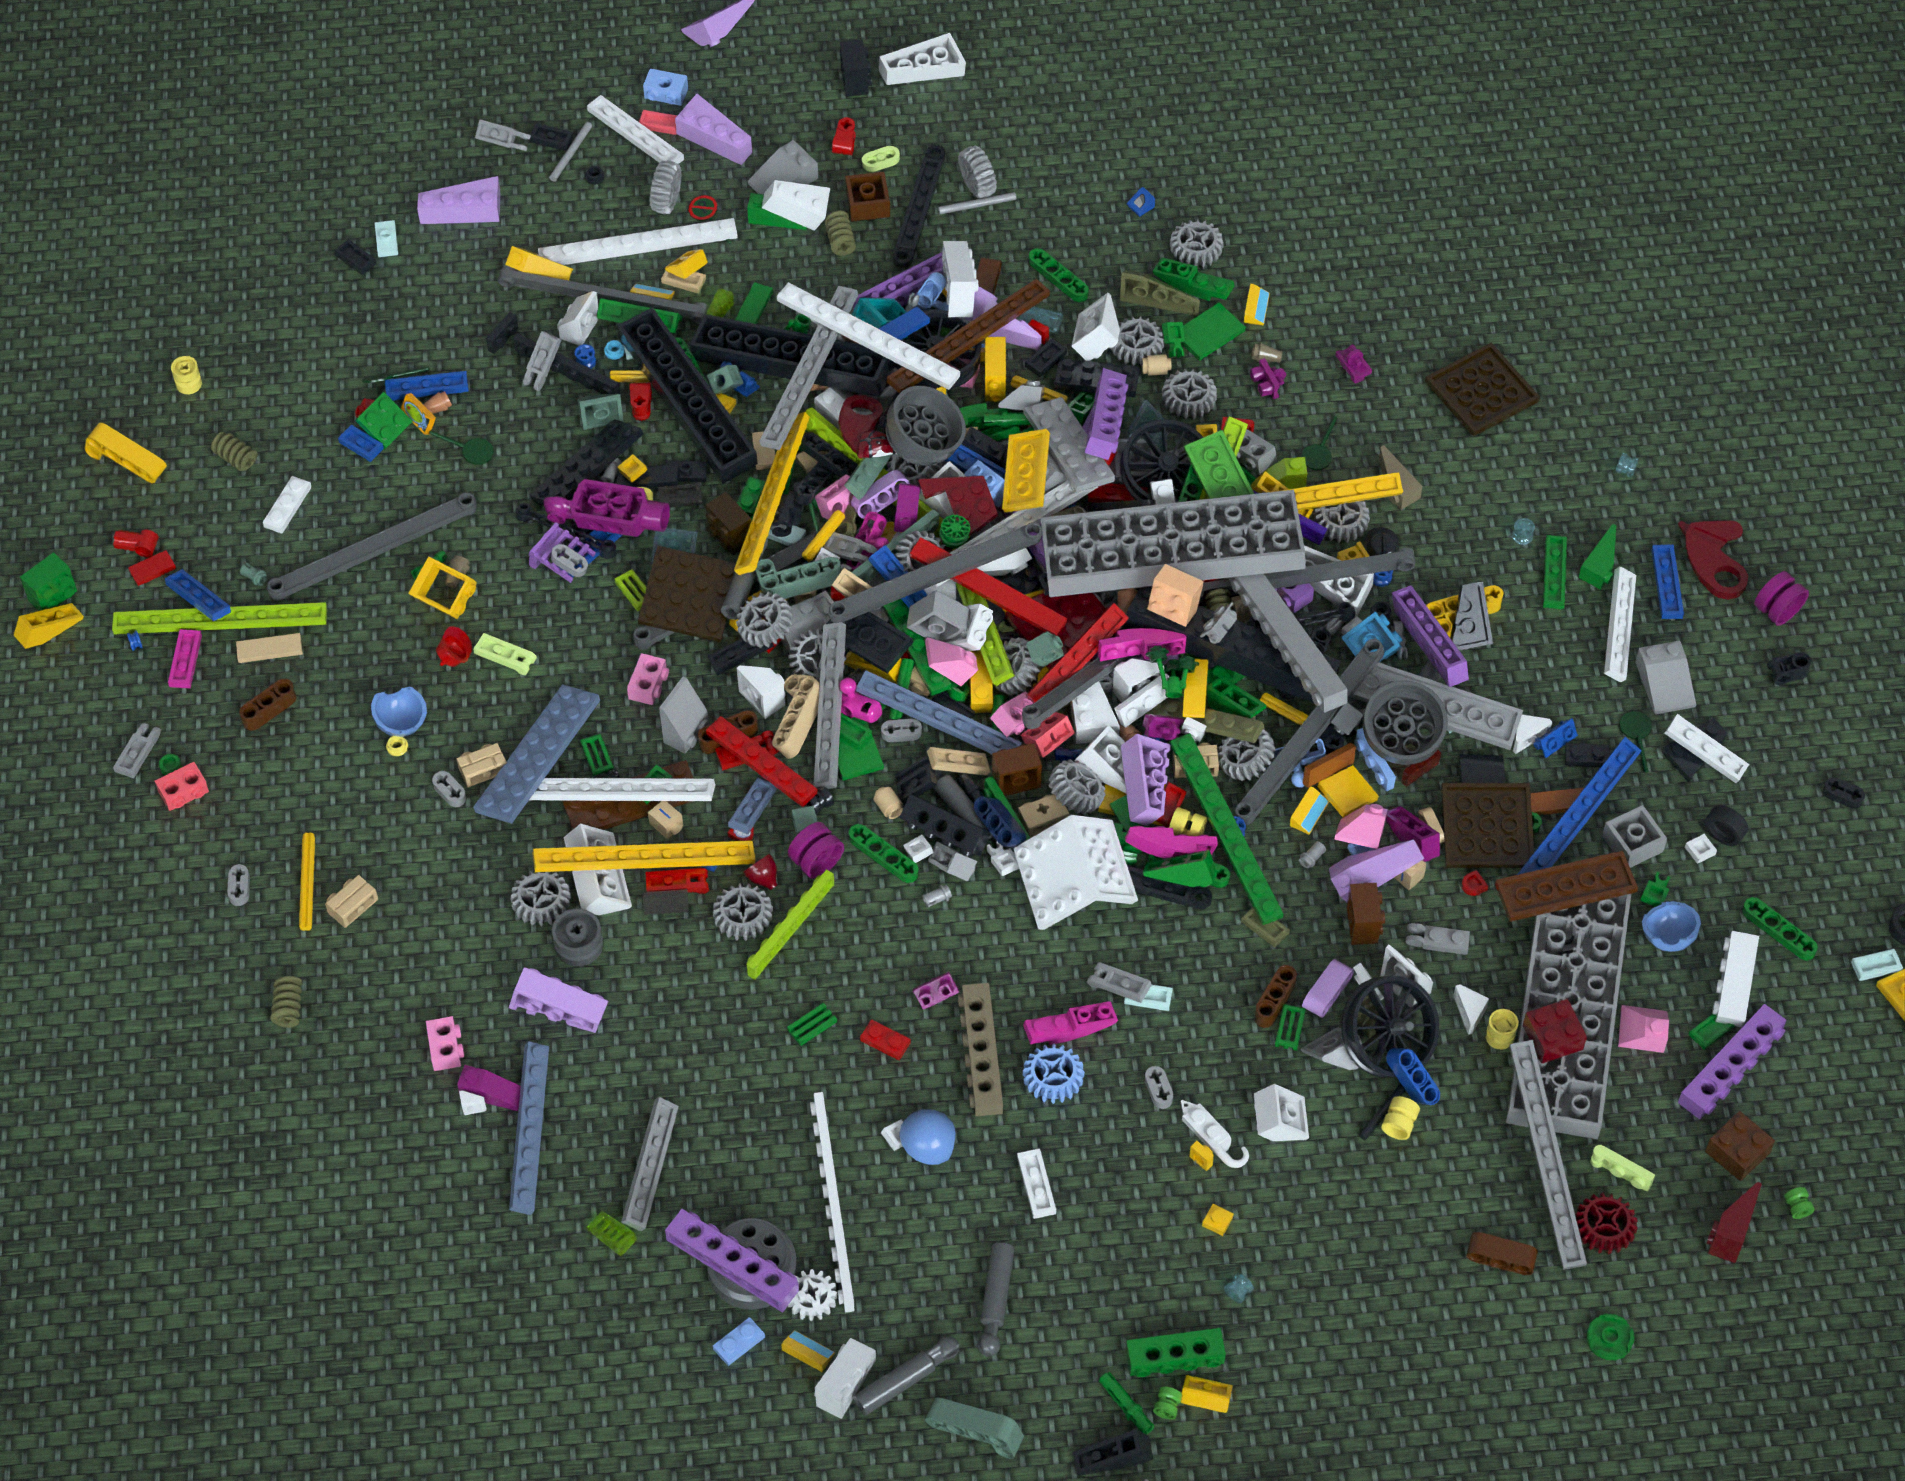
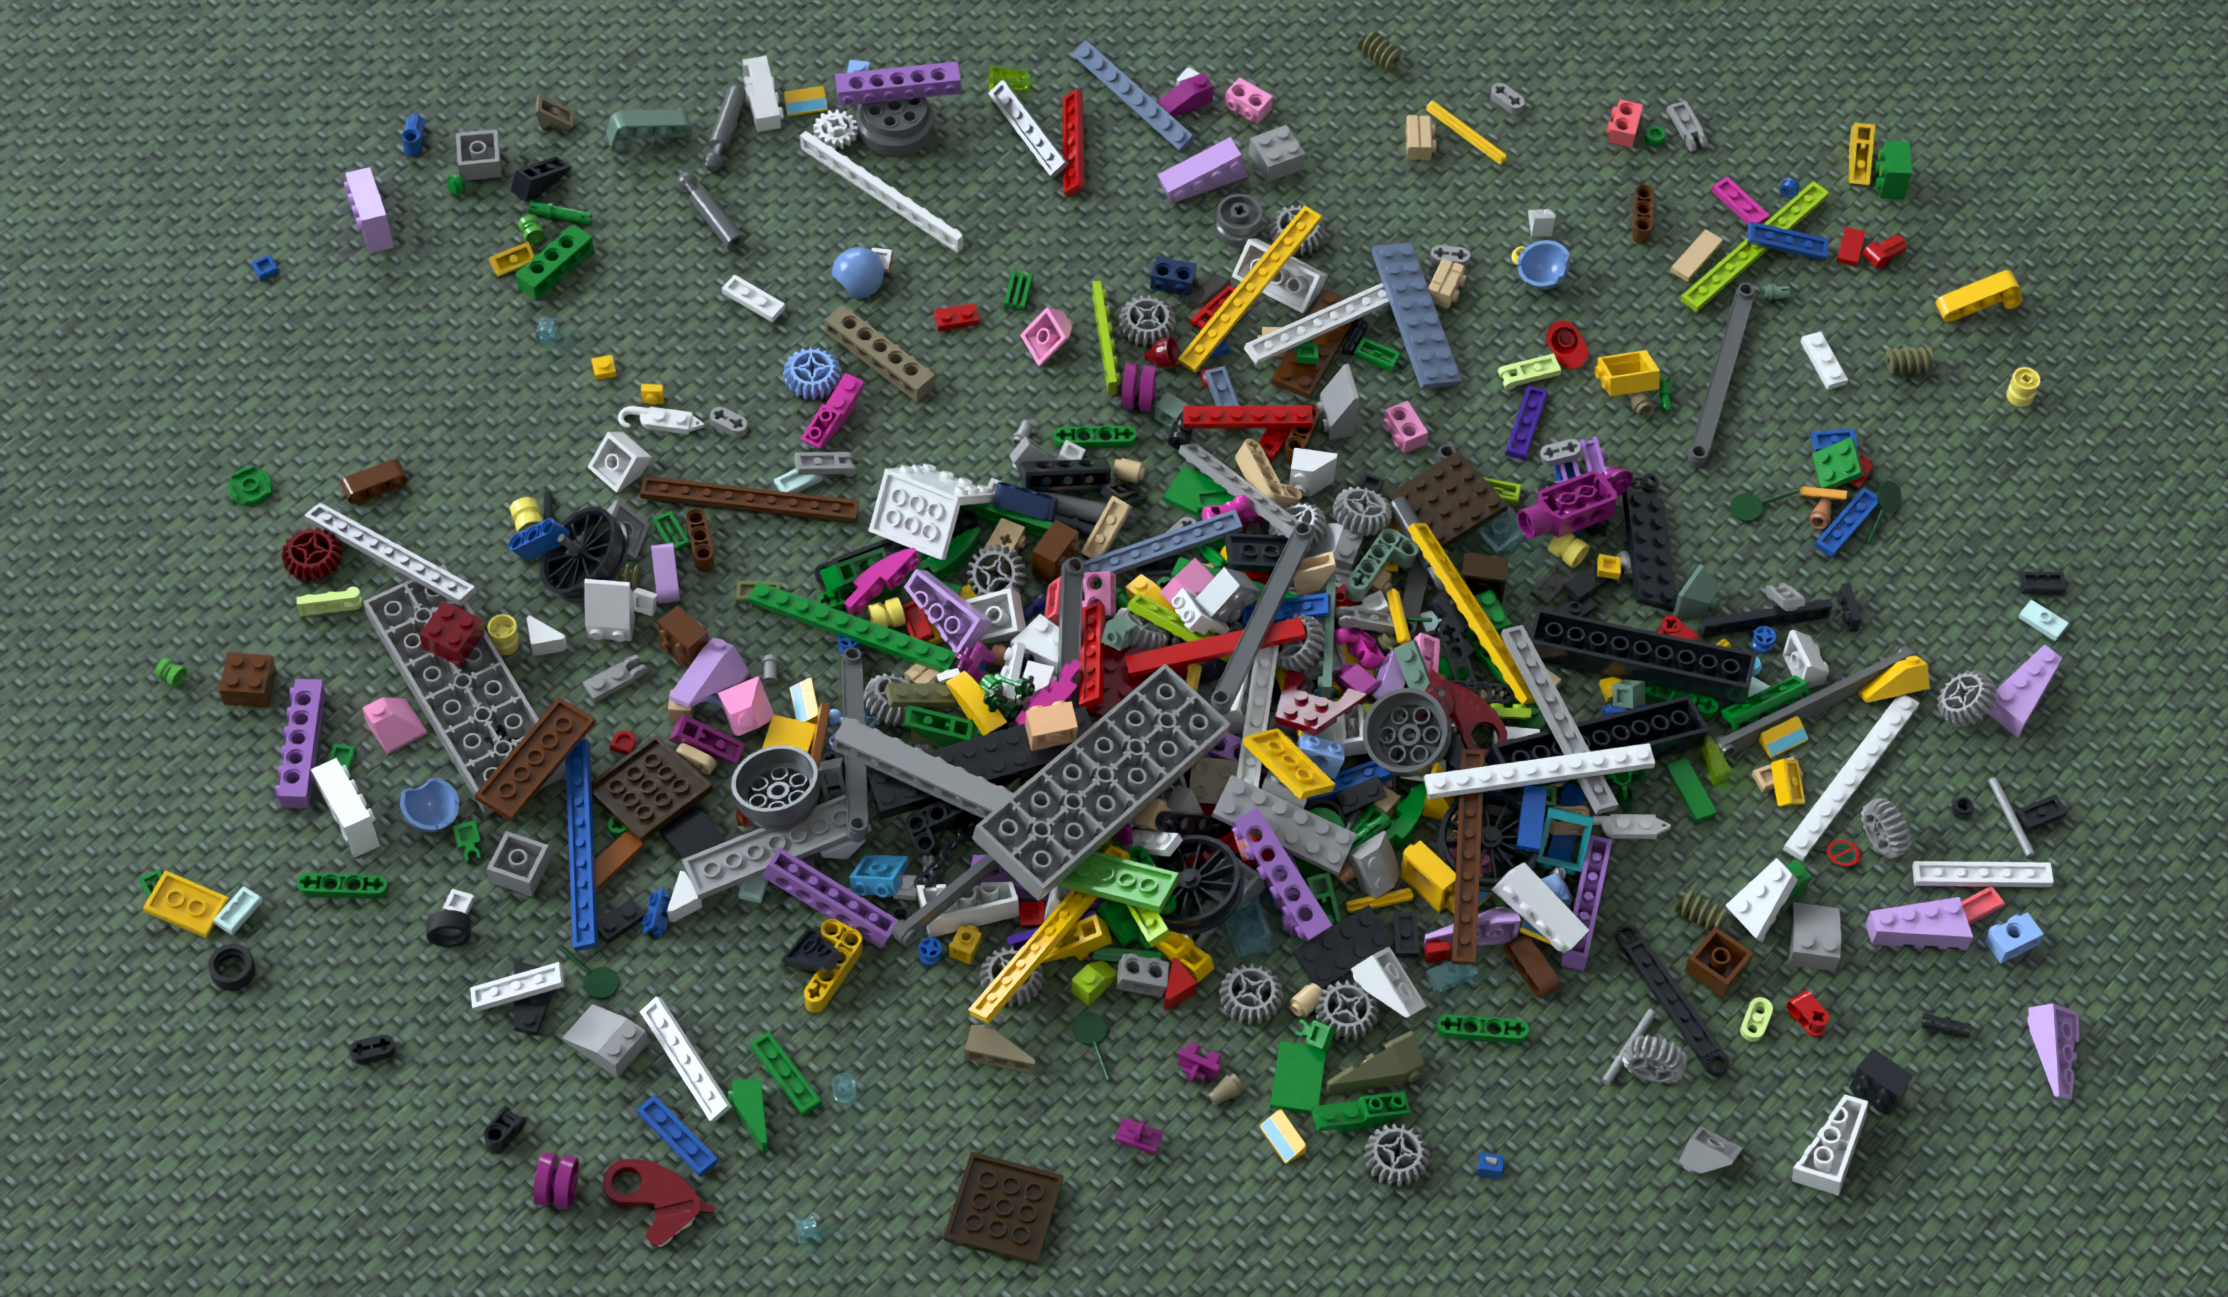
camera: 135 degrees right, 0 degrees up
(347, 759) = (1541, 222): none -> white slope
(478, 974) = (1276, 153): none -> light grey brick
(499, 135) = (2077, 779): light grey hinge -> none
(516, 222) = (1967, 698): none -> light grey gear
(552, 622) = (1526, 423): none -> dark purple tile
(626, 1121) = (1073, 143): none -> red plate
(677, 935) = (1173, 276): none -> dark blue brick
(769, 76) = (1946, 1025): none -> black pin
(833, 957) = (1046, 334): none -> bright pink slope
(936, 990) = (950, 361): magenta hips -> none
(954, 532) = (1291, 674): green wheel -> none
(1000, 112) = (1708, 1152): none -> light grey slope
(1205, 1004) = (749, 499): none -> reddish brown plate
(1223, 617) = (998, 735): light grey hinge -> none
(1381, 541) = (955, 983): black piece -> none
(1729, 1233) = (208, 605): dark red slope -> none

